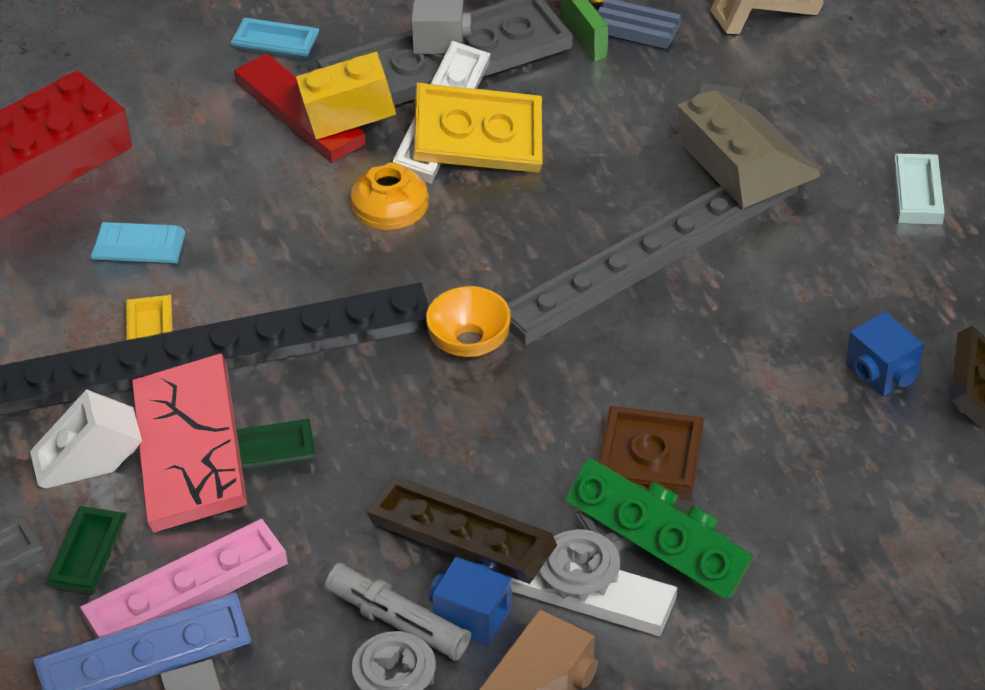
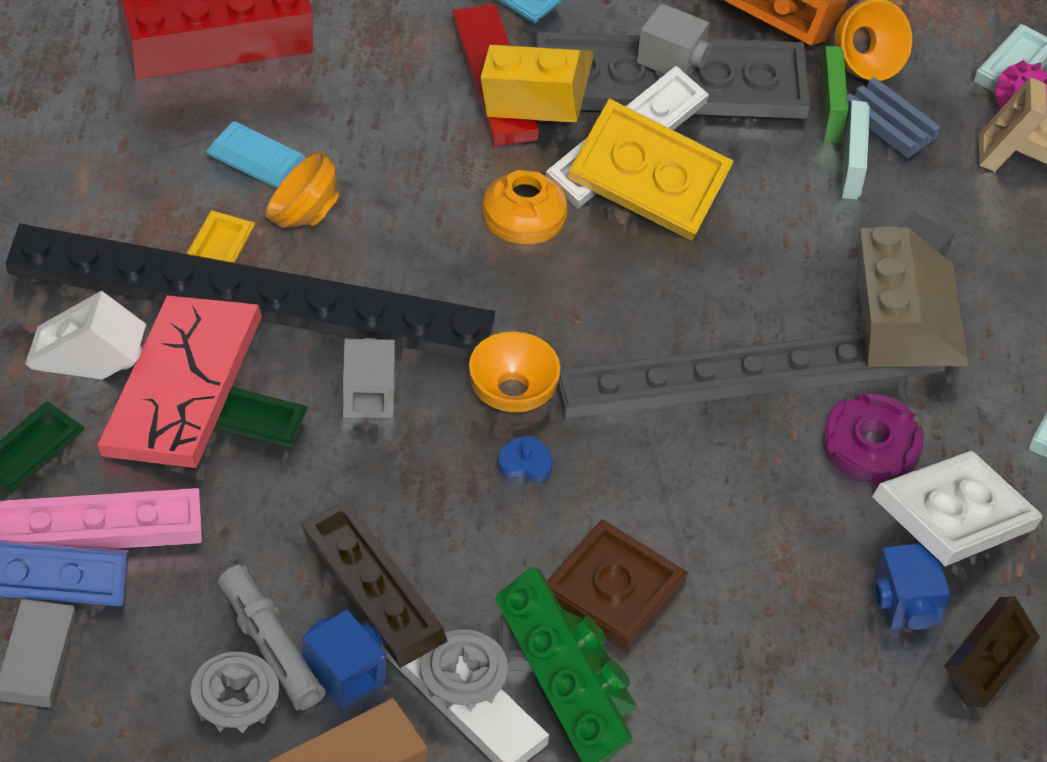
camera: 20 degrees right, 5 degrees up
(202, 252) = (305, 193): none -> light orange piece
(349, 375) = (368, 378): none -> light grey brick
(516, 387) = (525, 458): none -> blue piece
(628, 55) = (855, 150): none -> light aqua tile
(773, 278) = (866, 459): none -> magenta tile
(882, 280) = (957, 507): none -> white tile

